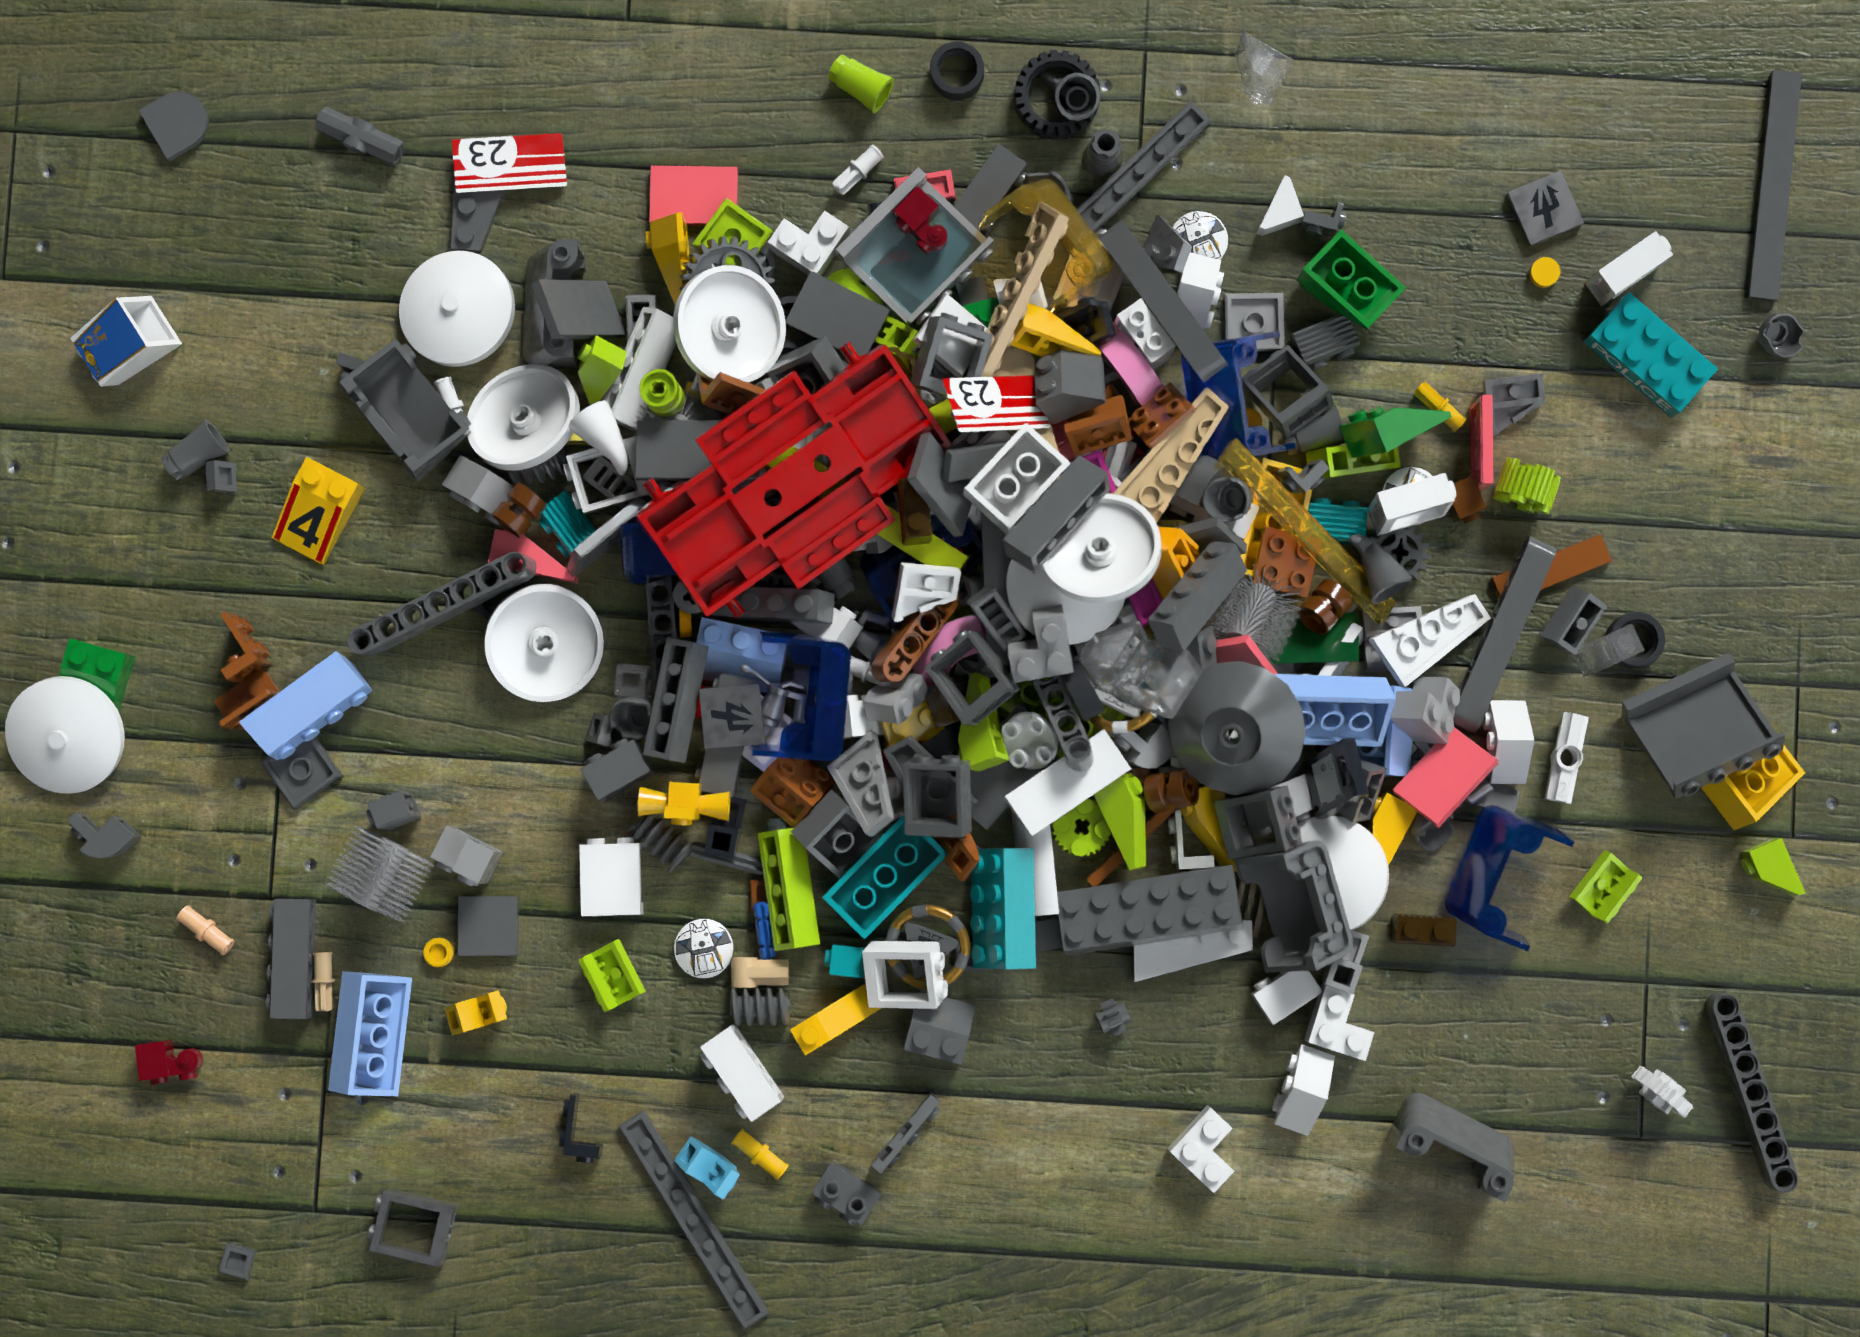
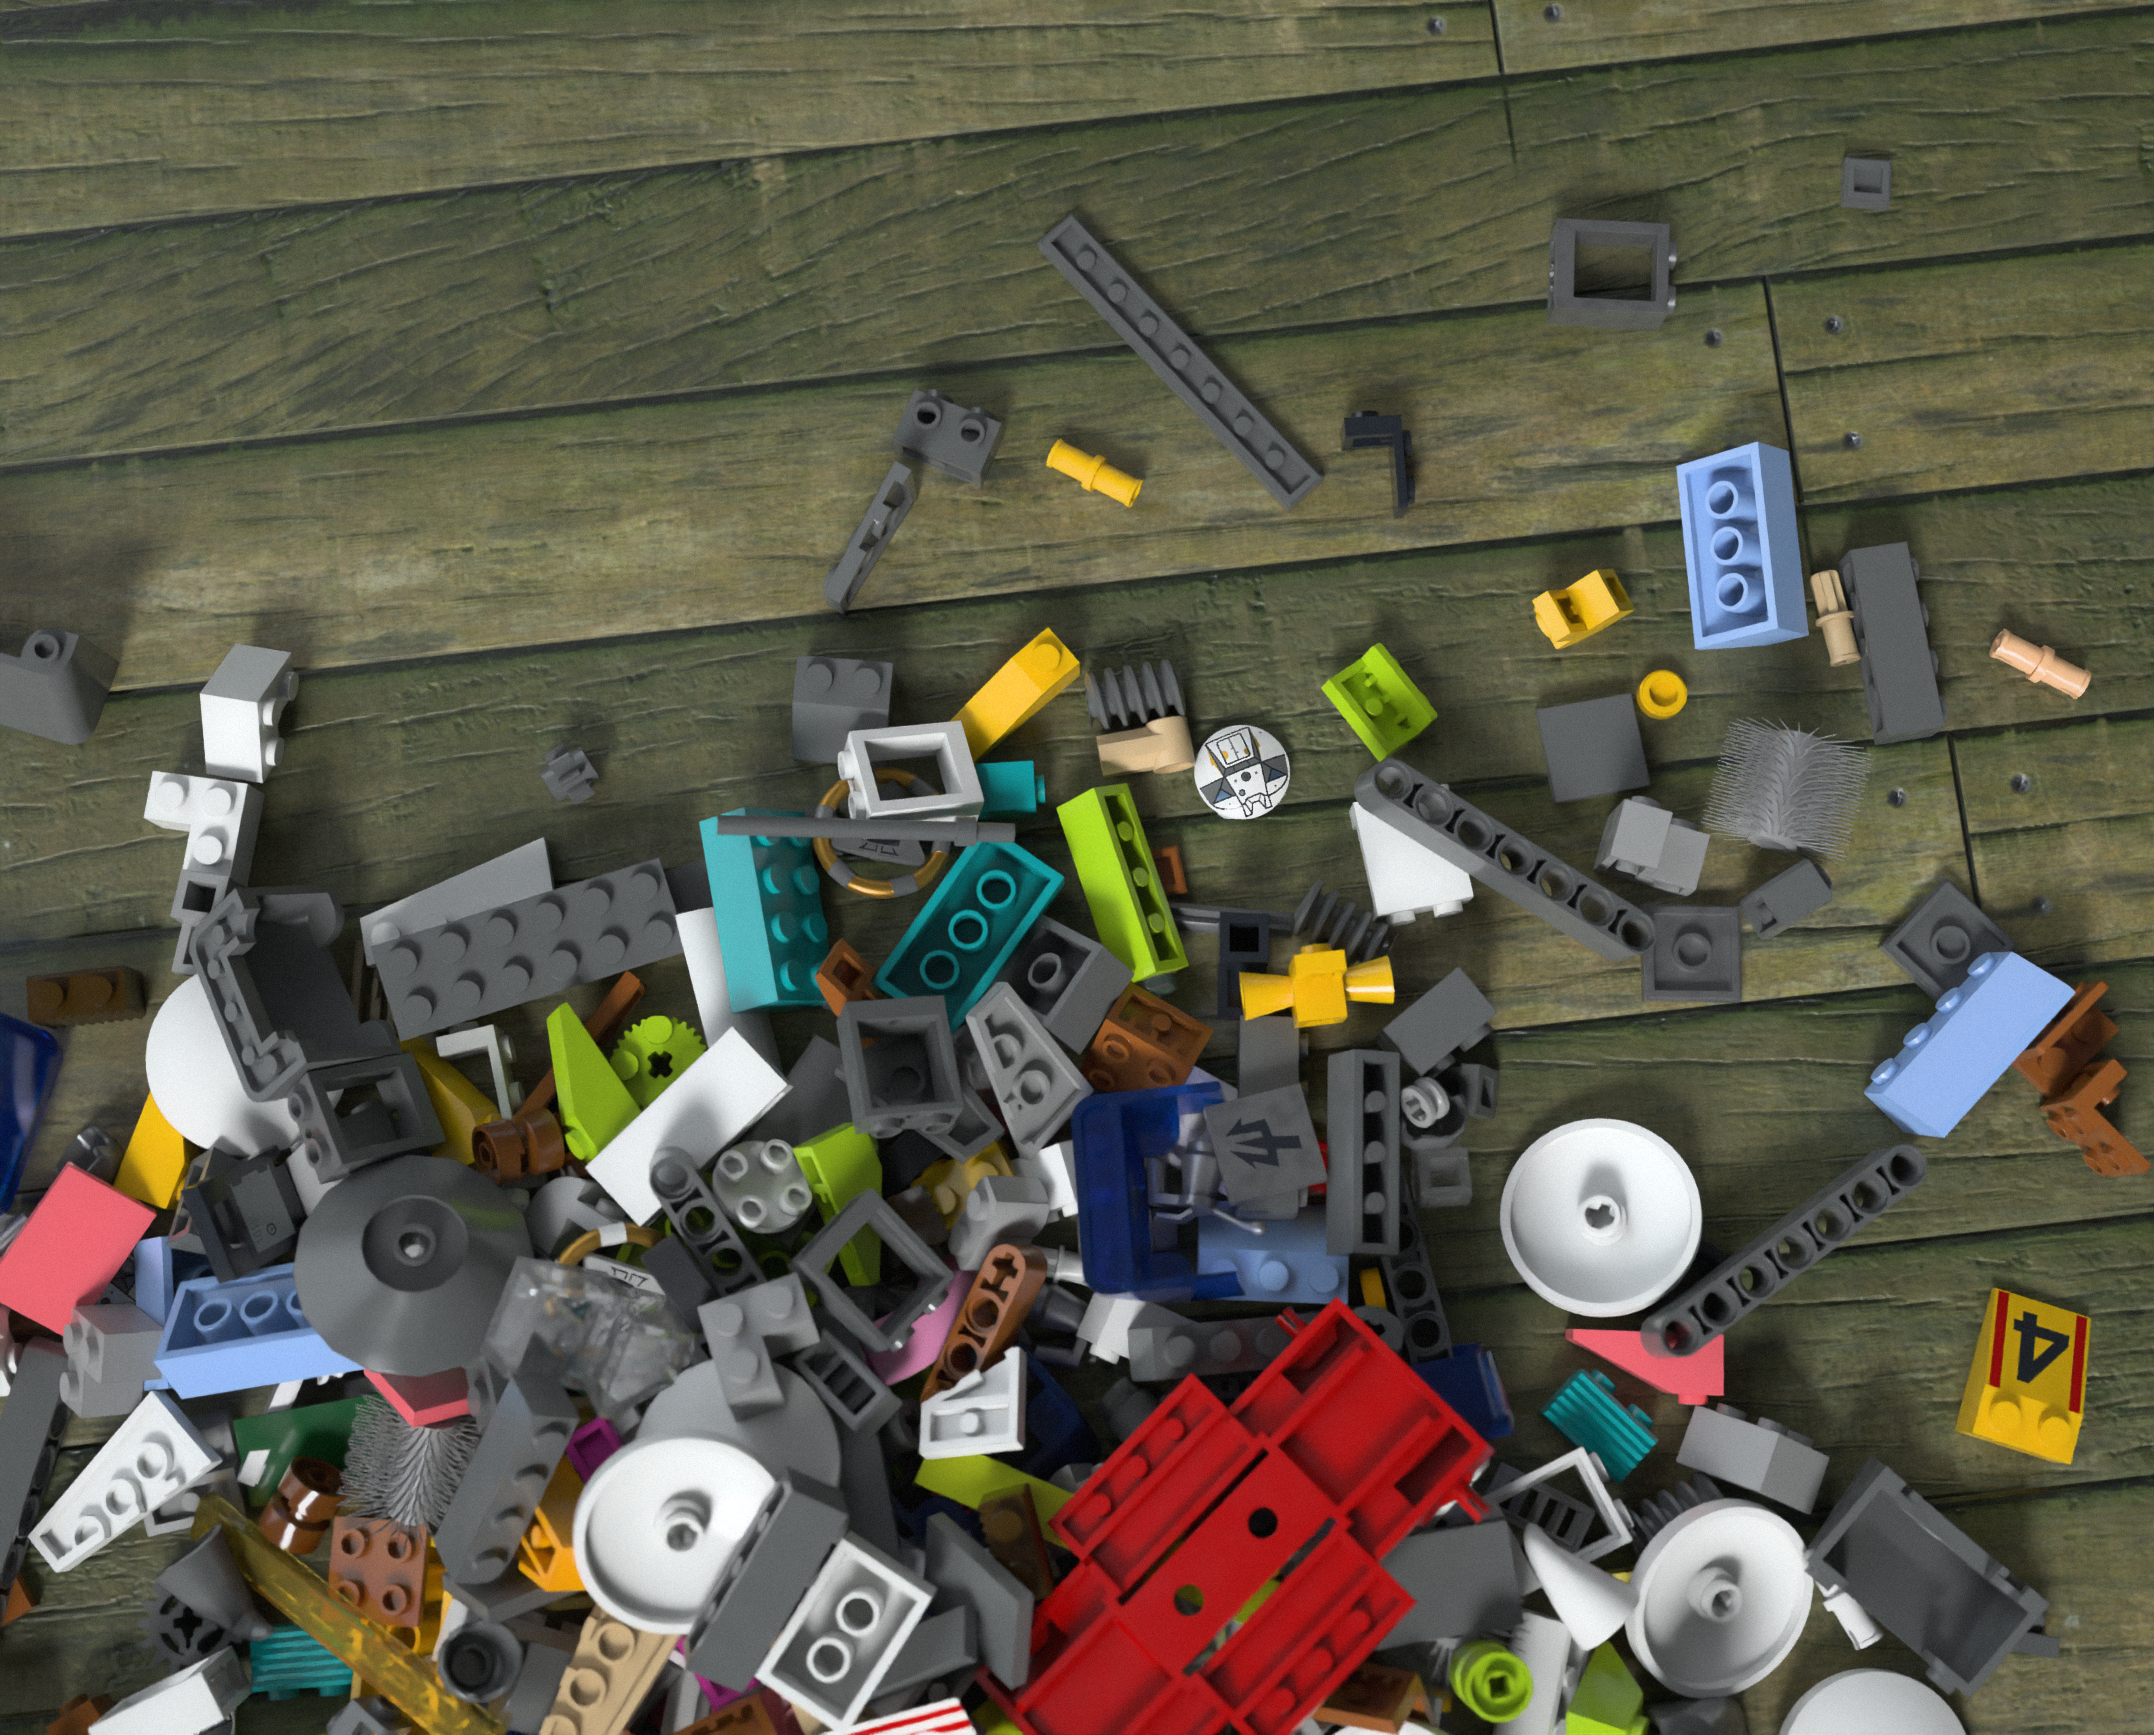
camera: 170 degrees right, 5 degrees down
(158, 1062) = (2062, 449): dark red brick -> none
(456, 790) = (1693, 955): none -> flat silver tile
(526, 502) = (1683, 1449): reddish brown wheel -> none
(568, 865) = (1527, 860): none -> dark grey beam
(603, 538) = (1537, 1410): dark grey tile -> none
(634, 724) = (1424, 1102): none -> light grey bush
(708, 1167) = (1170, 439): medium azure brick -> none
(741, 1073) = (1144, 583): white brick -> none
(763, 931) = (1150, 814): blue axle -> none
(878, 934) = (962, 831): none -> dark grey bar
(1196, 1146) = (408, 601): white brick -> none
(1285, 994) = (300, 853): white brick -> none

